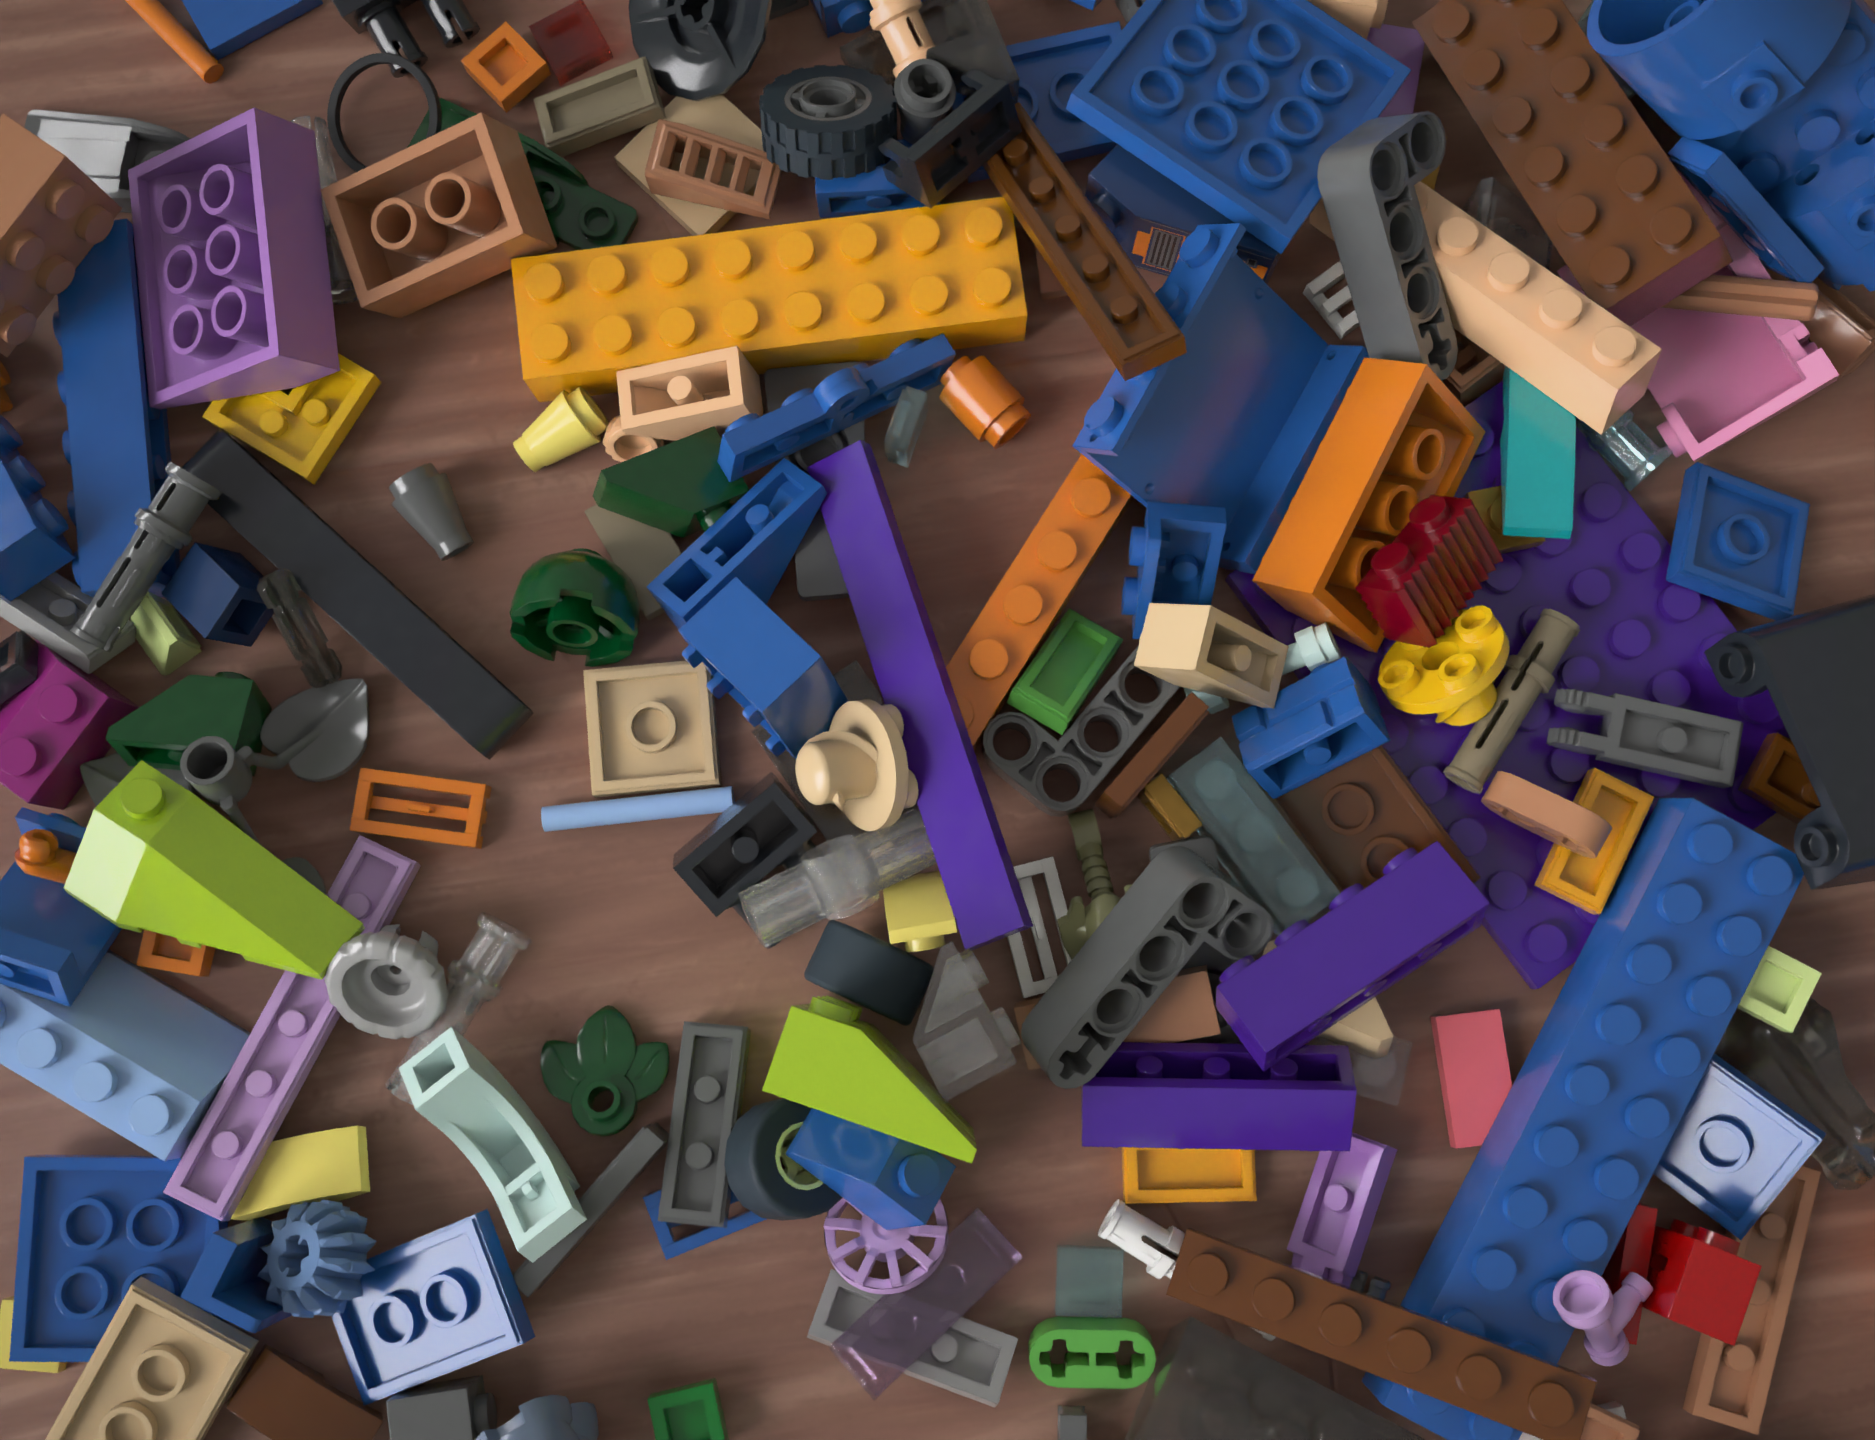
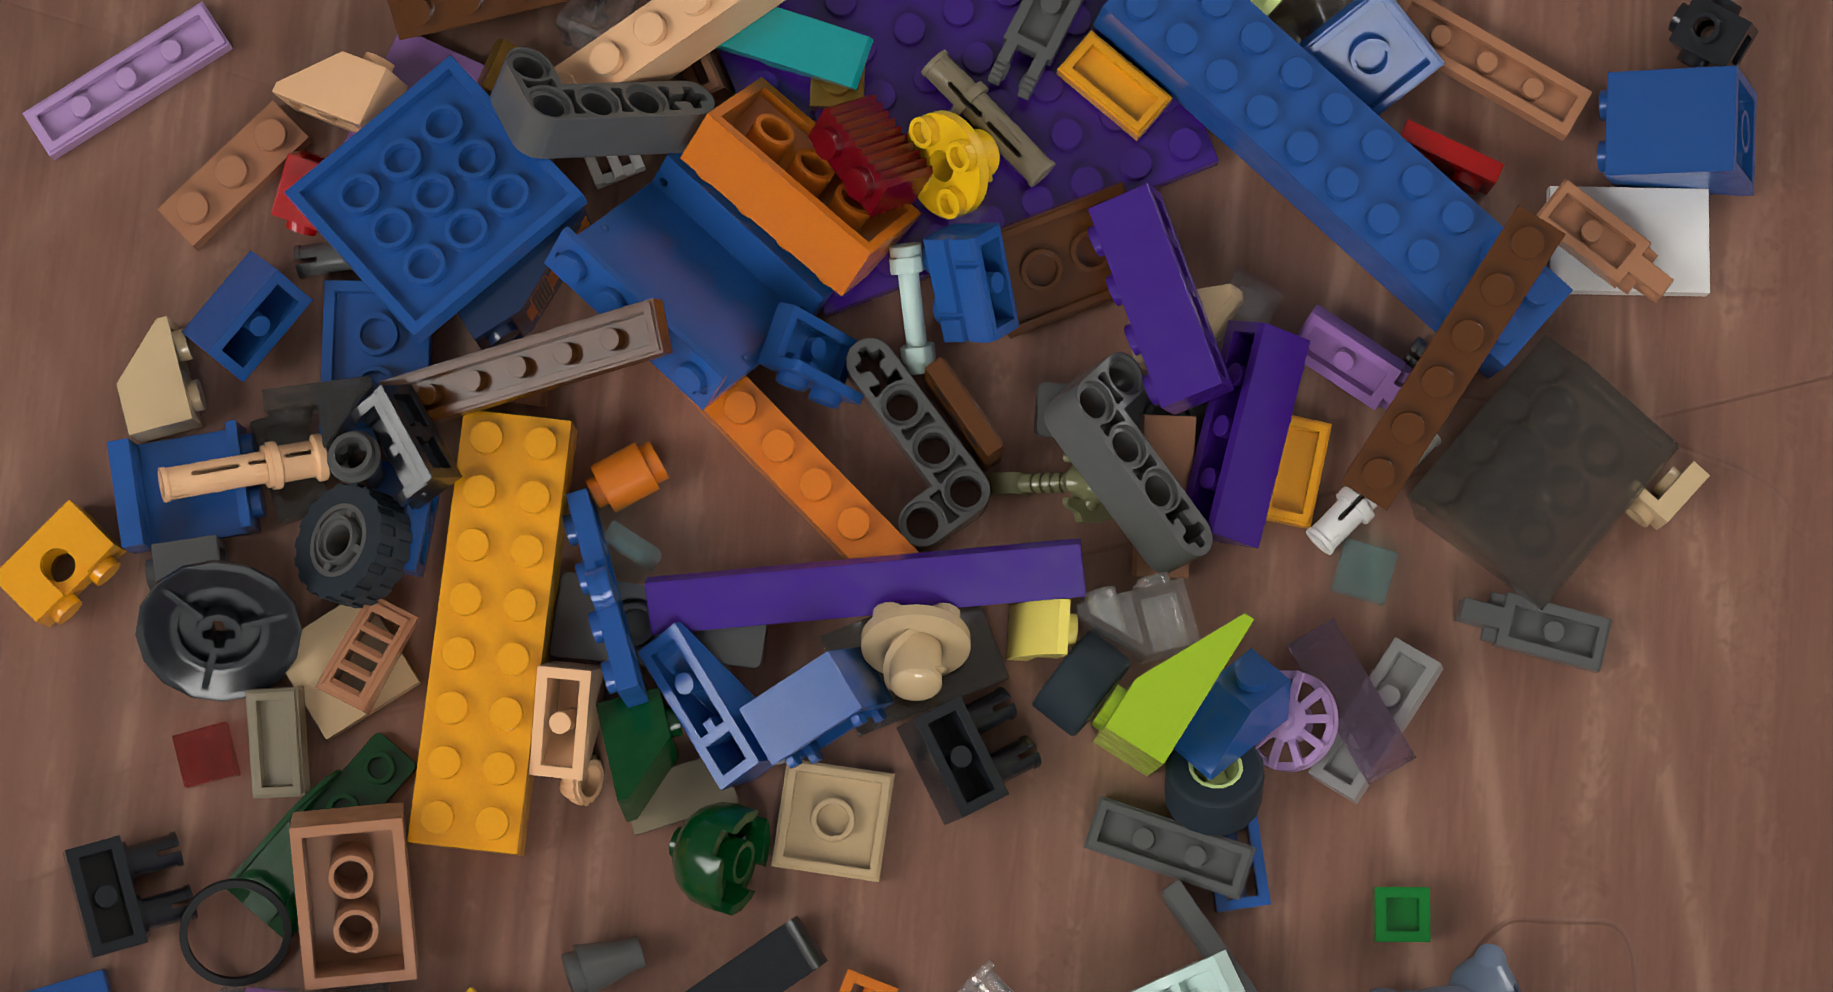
camera: 80 degrees left, 0 degrees up
(506, 67) = (218, 815): orange plate -> none
(562, 430) = (559, 838): light yellow cone -> none
(600, 1062) = (1100, 922): dark green plate -> none
(637, 808) = (898, 847): light blue bar -> none
(837, 878) = (1001, 689): clear piece -> none
(1024, 873) = (1121, 541): white tile -> none
(1065, 671) = (874, 465): bright green tile -> none
(1091, 1352) = (1430, 586): bright green beam -> none
(1169, 809) = (1010, 409): pearl gold tile -> none
(1211, 653) = (895, 344): tan slope -> none
(1252, 837) = (1044, 353): clear light blue brick -> none
(1471, 1072) = (1271, 229): coral tile -> none
(1546, 814) = (1085, 118): nougat beam -> none
(1589, 1305) = (1463, 193): lavender piece -> none
(1700, 1280) = (1466, 105): red brick -> none

